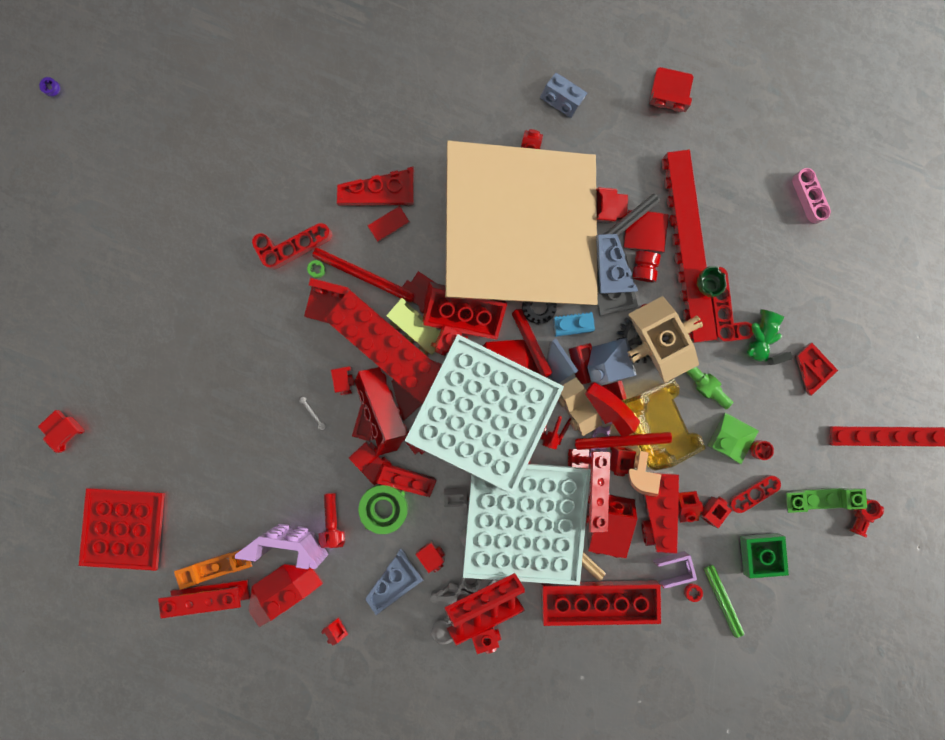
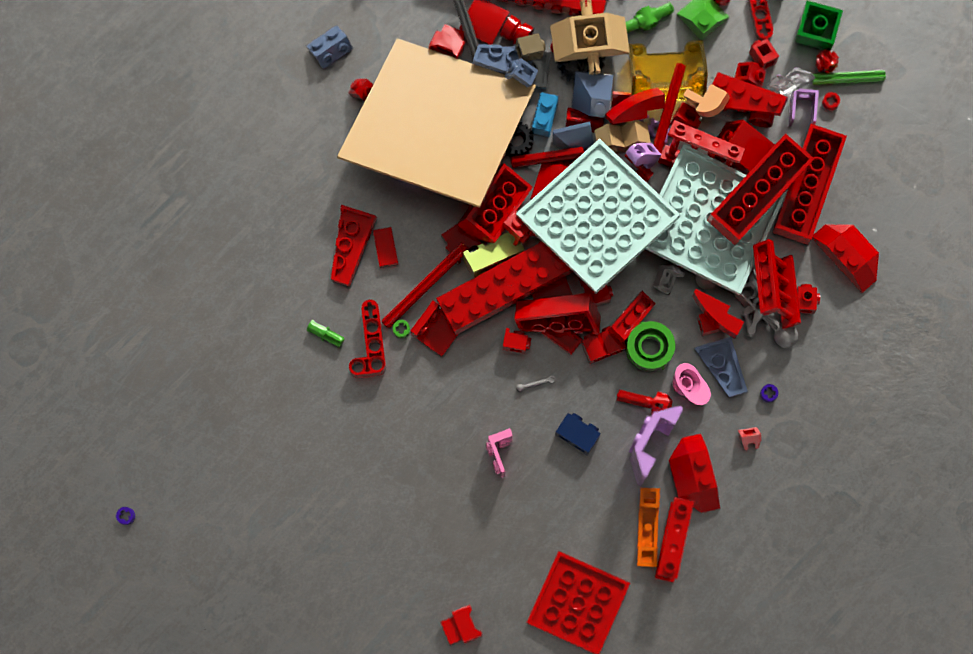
camera: 65 degrees left, 10 degrees down
(236, 398) = (499, 440): none -> bright pink bracket
(277, 470) = (578, 433): none -> dark blue brick
(284, 200) = (325, 333): none -> bright green axle
(361, 560) = (690, 384): none -> bright pink piece
(379, 631) = (773, 389): none -> dark purple bush
(436, 563) = (717, 313): none -> red slope
(549, 663) = (850, 253): none -> red wedge
(565, 432) = (641, 154): none -> lavender leg
(571, 562) = (760, 189): none -> red brick
(603, 285) = (521, 72): none -> sand blue bracket
(631, 285) = (530, 47): none -> dark tan brick
(694, 549) = (793, 81): none -> clear slope
(731, 575) = (827, 61): none -> red gear

